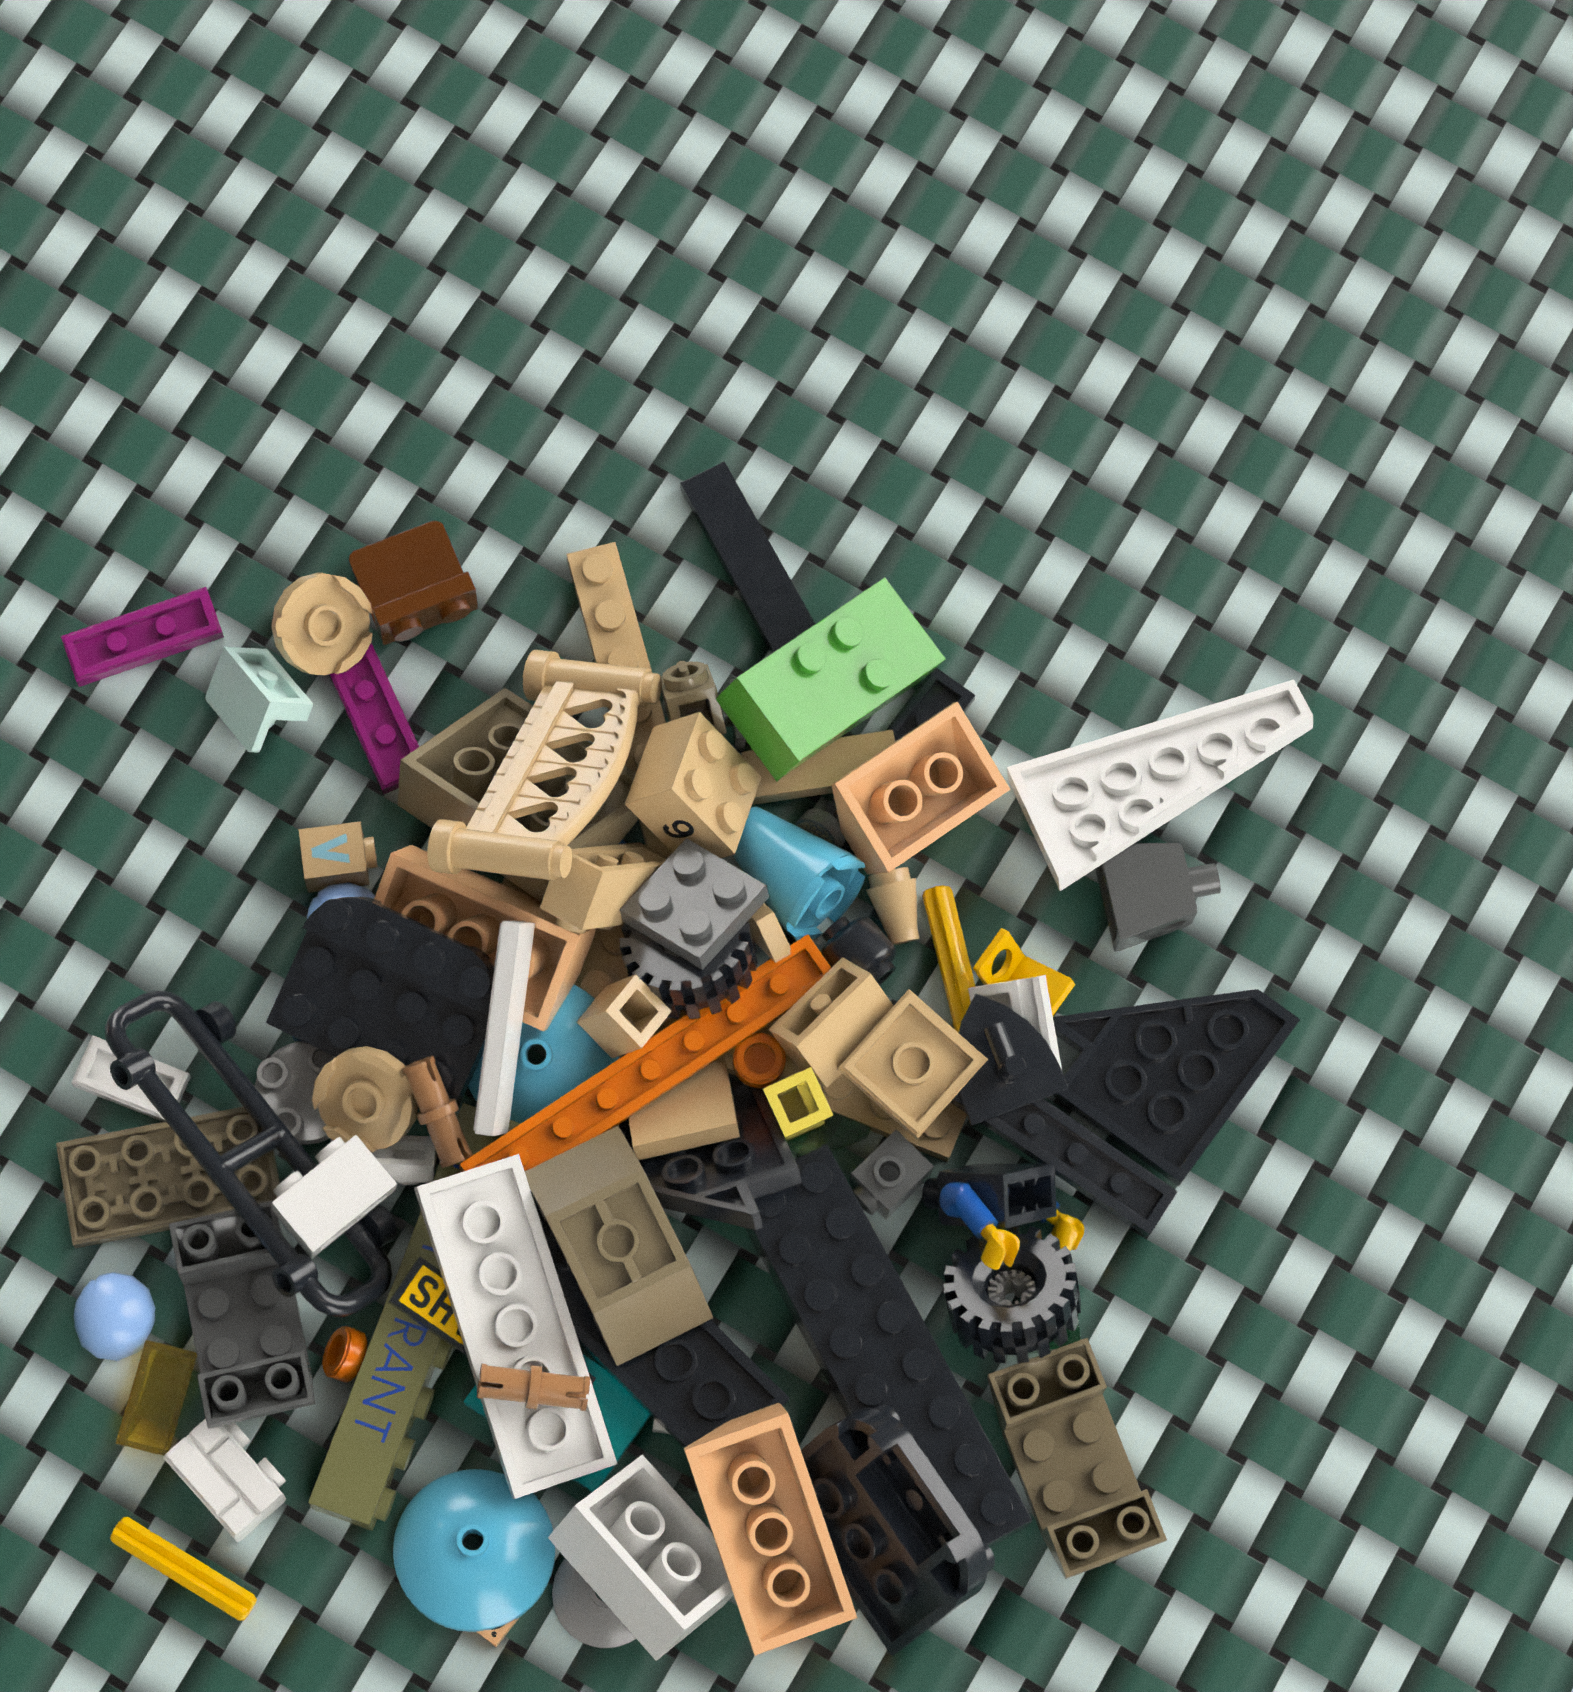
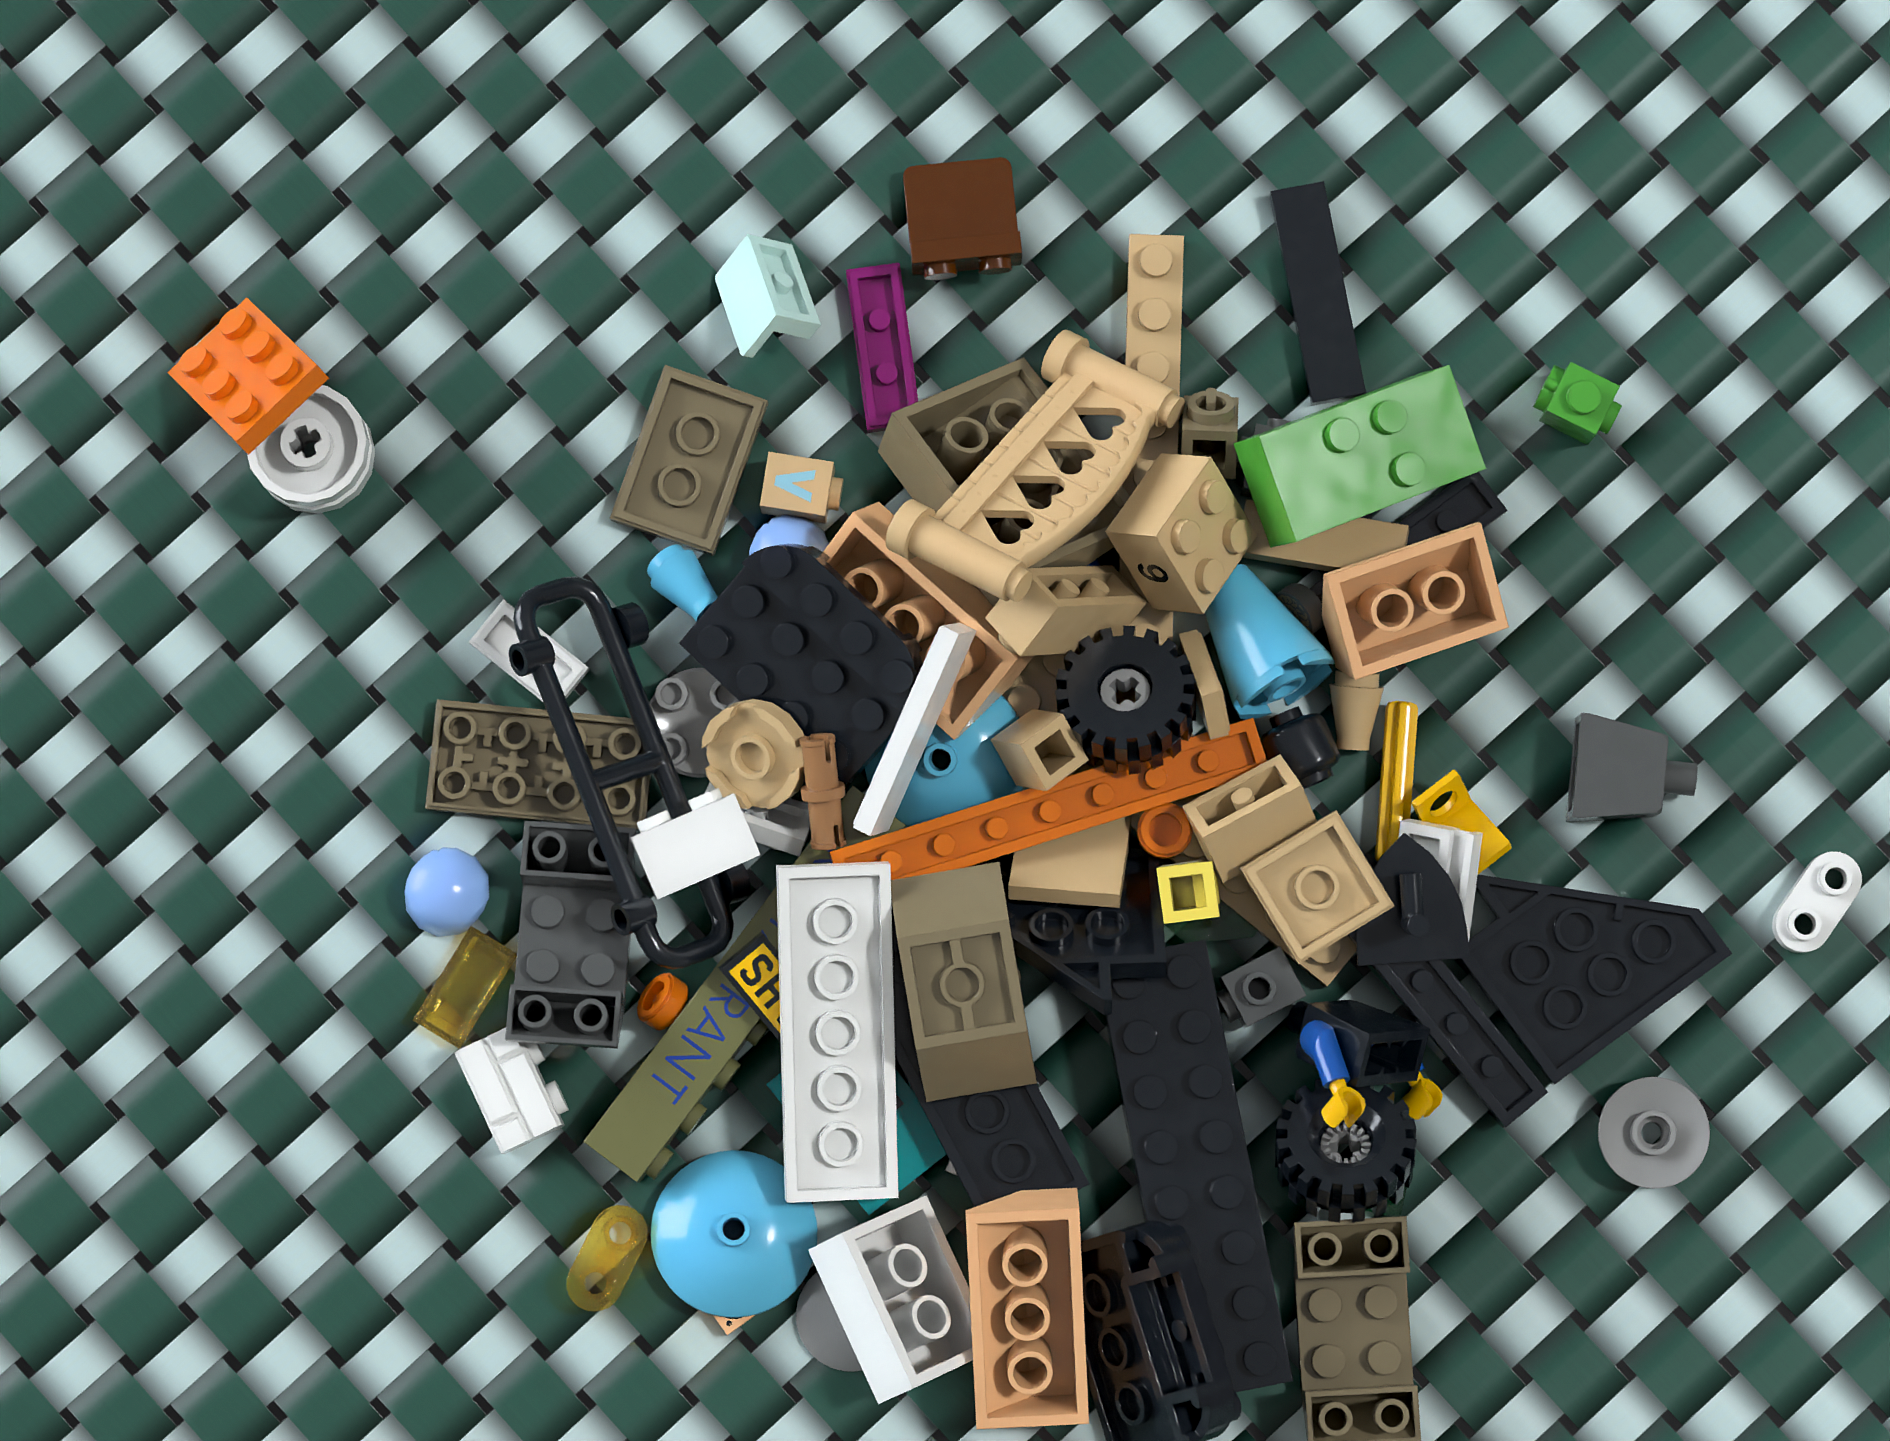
camera: 25 degrees right, 10 degrees up
(142, 636) = (669, 193): magenta tile -> none
(183, 1568) = (444, 1164): yellow axle -> none
(228, 864) = (689, 460): none -> dark tan tile
(251, 968) = (682, 580): none -> medium azure cone
(322, 624) = (854, 242): tan tile -> none
(362, 1608) = (607, 1257): none -> clear yellow plate
(533, 1387) = (836, 1101): medium nougat pin -> none
(694, 903) = (1145, 657): plate -> none
(1007, 583) = (1578, 402): none -> bright green brick
(1124, 786) = (1632, 655): white wing -> none
(1297, 1178) = (1682, 1128): none -> light grey dish
(1360, 953) = (1818, 901): none -> white plate

